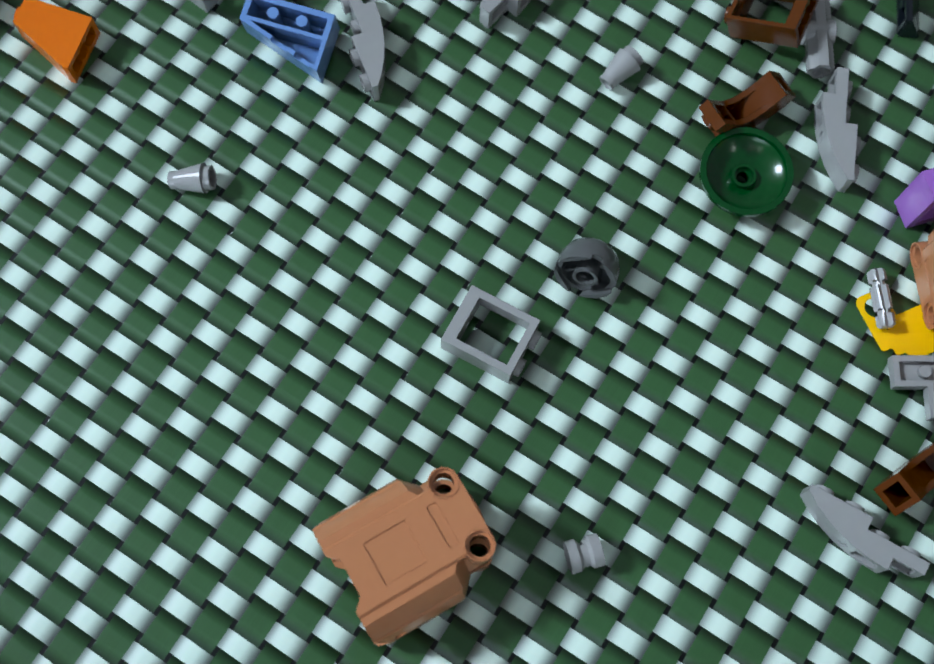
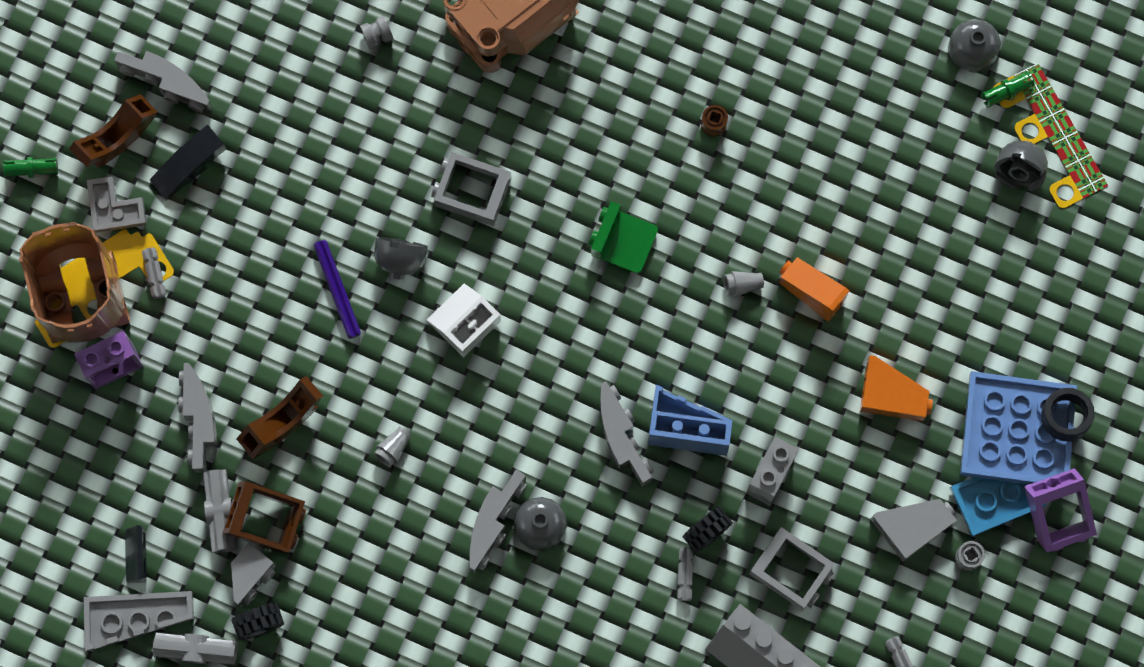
camera: 175 degrees right, 5 degrees up
(109, 150) = (813, 288): none -> orange slope
(182, 376) = (712, 125): none -> reddish brown wheel
(321, 248) = (622, 239): none -> green bracket
(522, 183) = (464, 319): none -> white slope
(666, 248) = (337, 289): none -> dark purple axle
(756, 158) = (273, 340): dark green dish -> none
(834, 422) = (187, 162): none -> black slope

